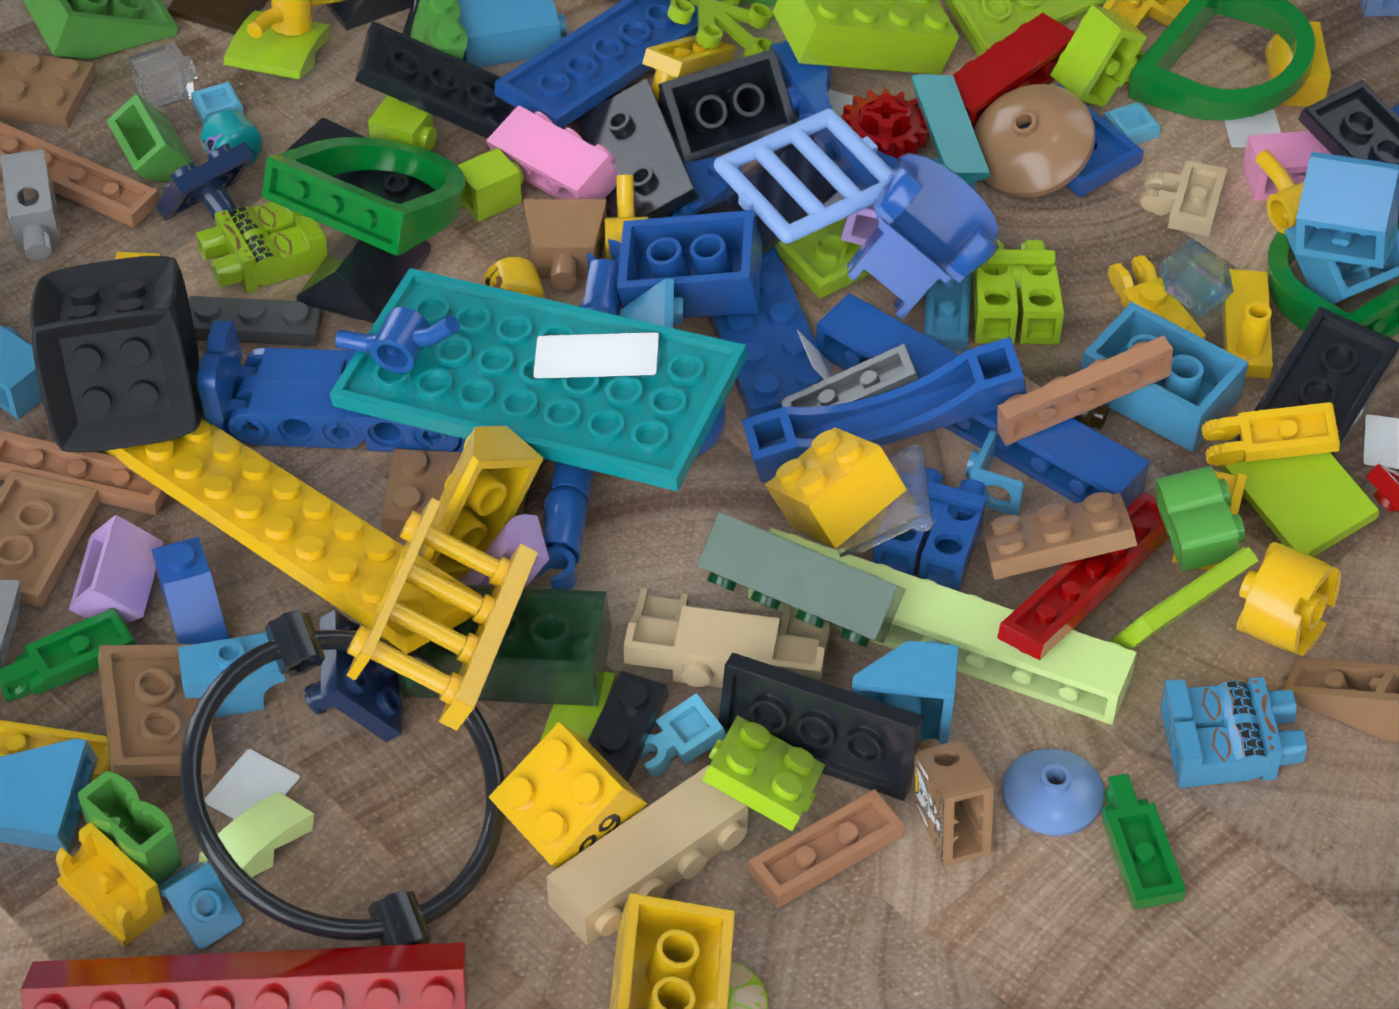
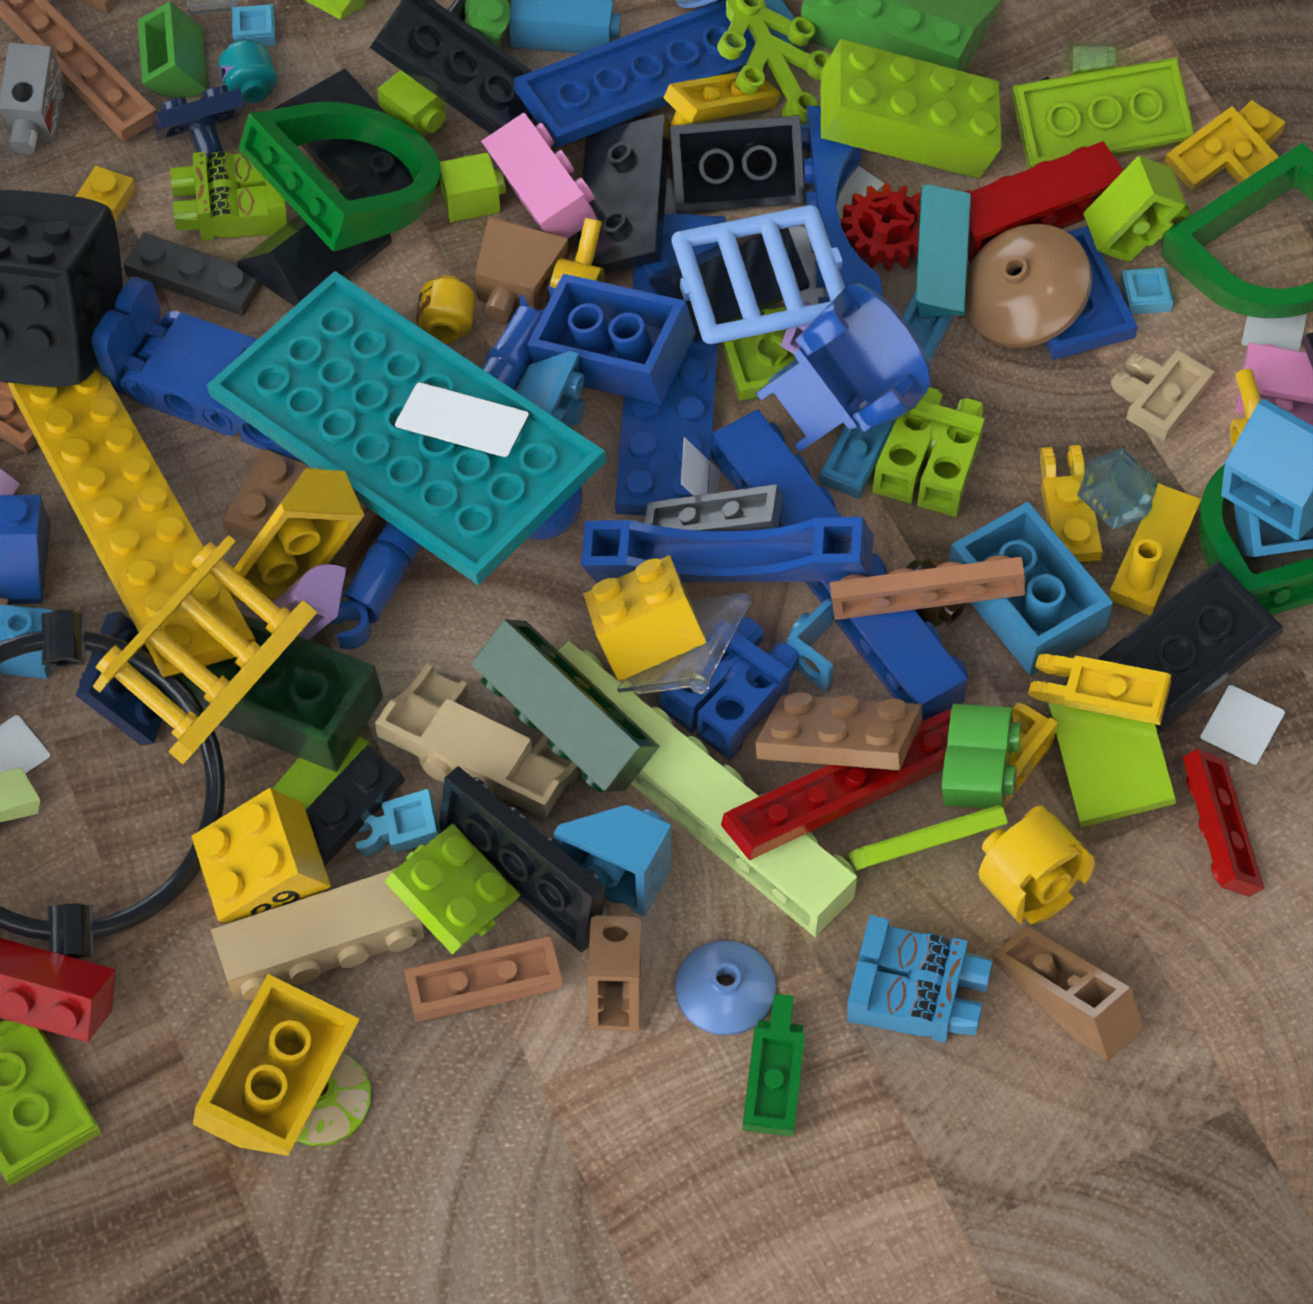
camera: 20 degrees right, 10 degrees up
(399, 338) = (283, 350): blue piece -> none

